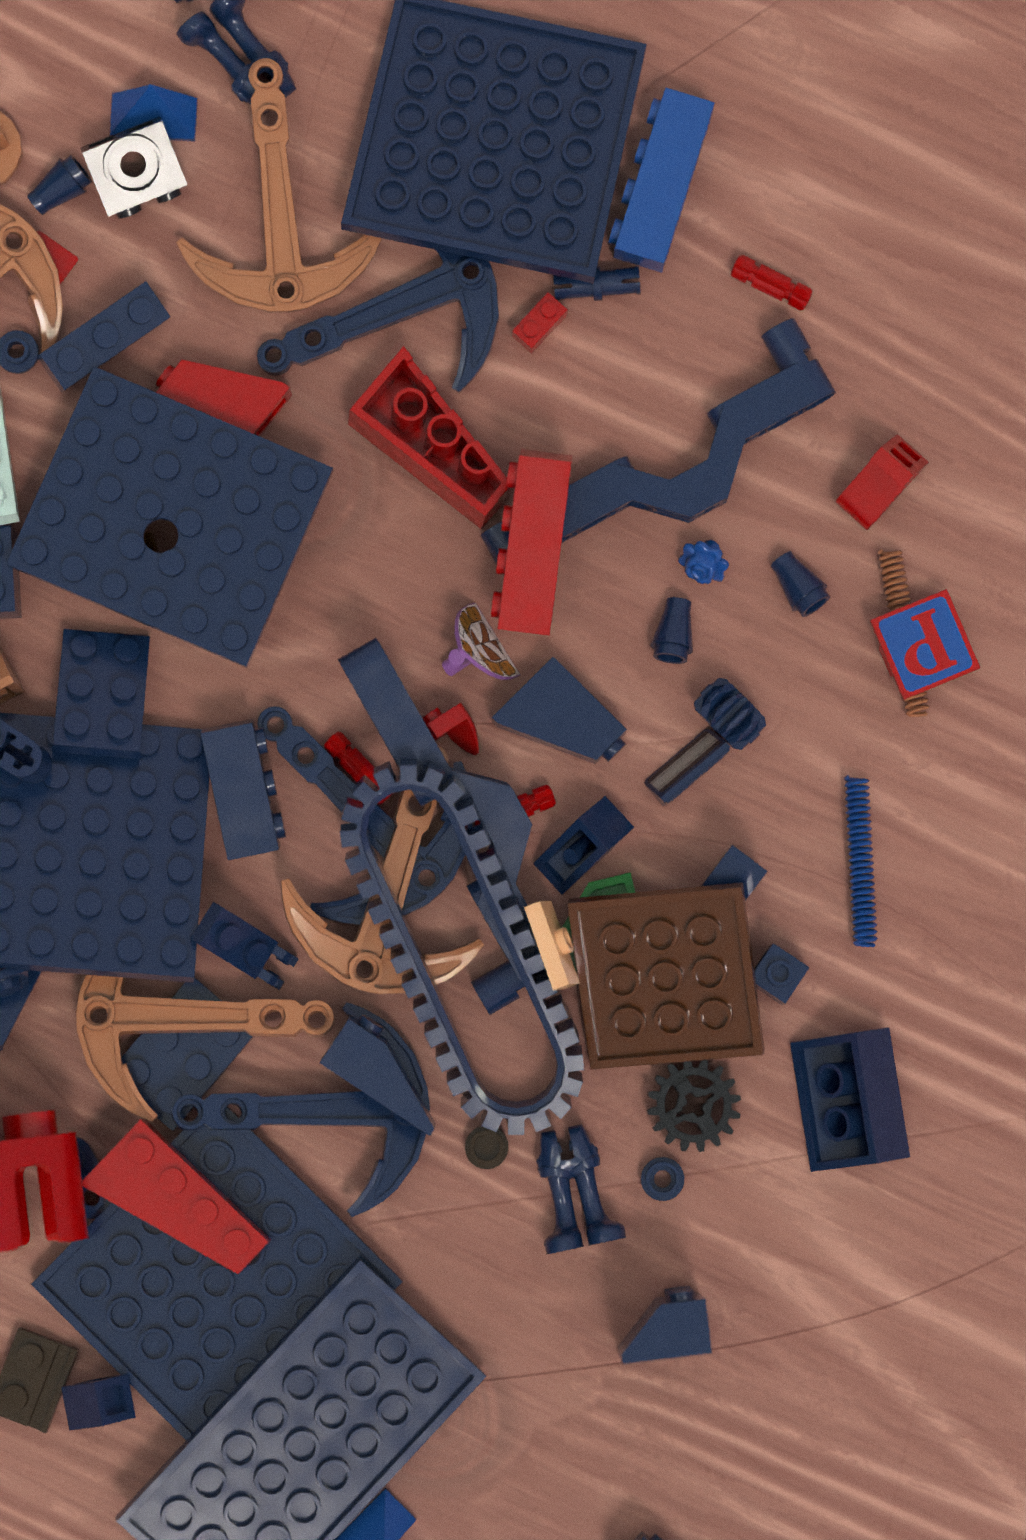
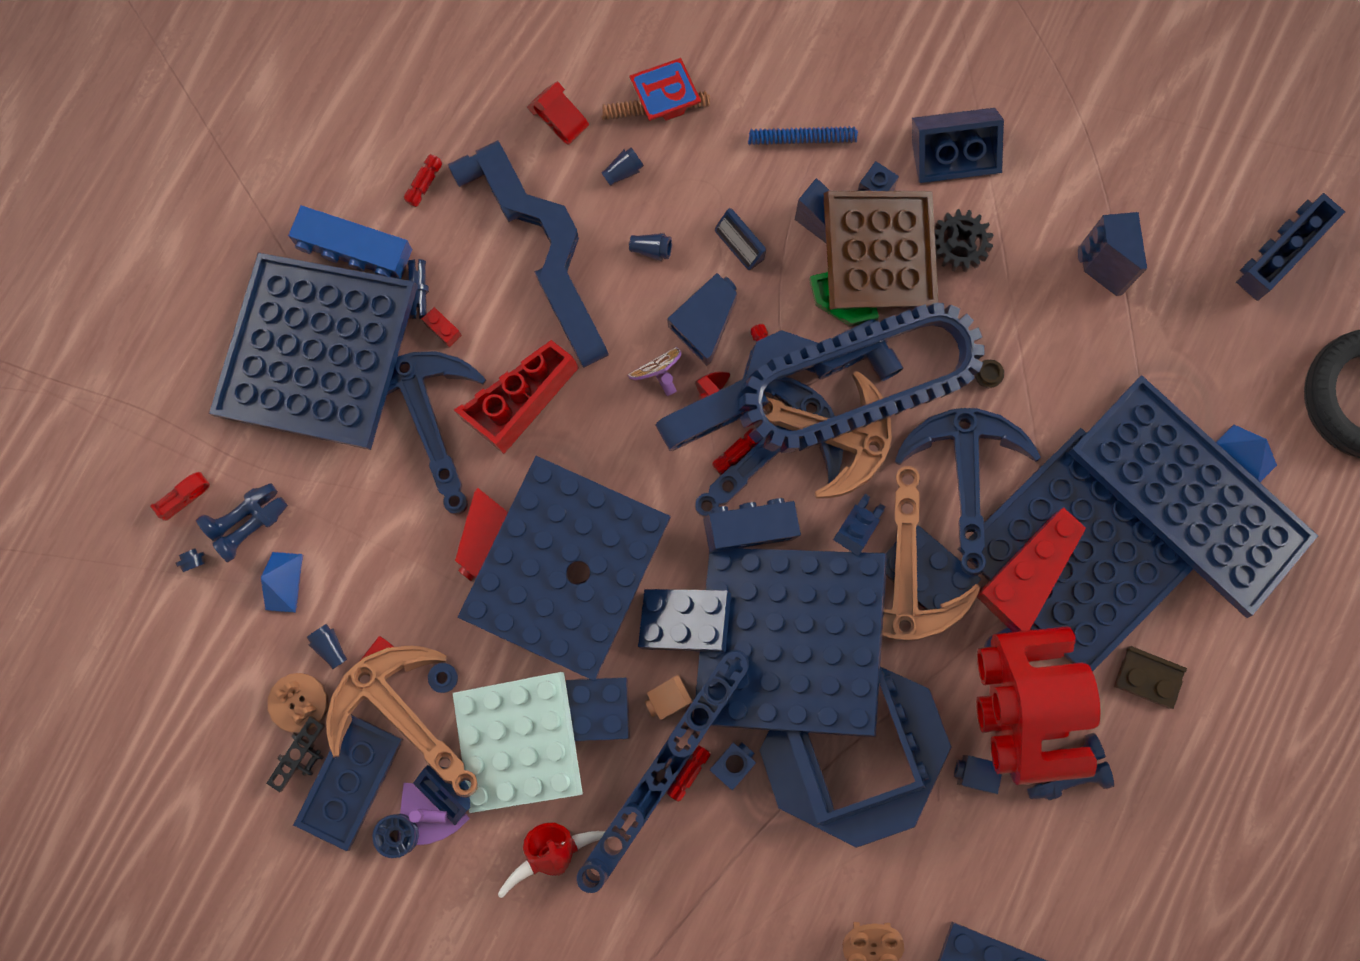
camera: 85 degrees left, 5 degrees down
(98, 1402) = (1168, 629): dark blue brick -> none
(103, 336) = (436, 615): dark blue brick -> none
(125, 191) = (325, 576): brick -> none
(283, 256) = (363, 495): nougat piece -> none
(372, 1066) = (939, 442): dark blue slope -> none
(533, 543) = (590, 323): red wedge -> none
(553, 944) = (861, 317): light nougat plate -> none
(581, 1168) = (1043, 302): dark blue piece -> none
(583, 845) = (791, 304): dark blue slope -> none
(675, 1185) = (1010, 255): dark blue plate -> none
(703, 561) = (606, 225): blue plant -> none
(730, 713) = (707, 209): dark blue gear -> none

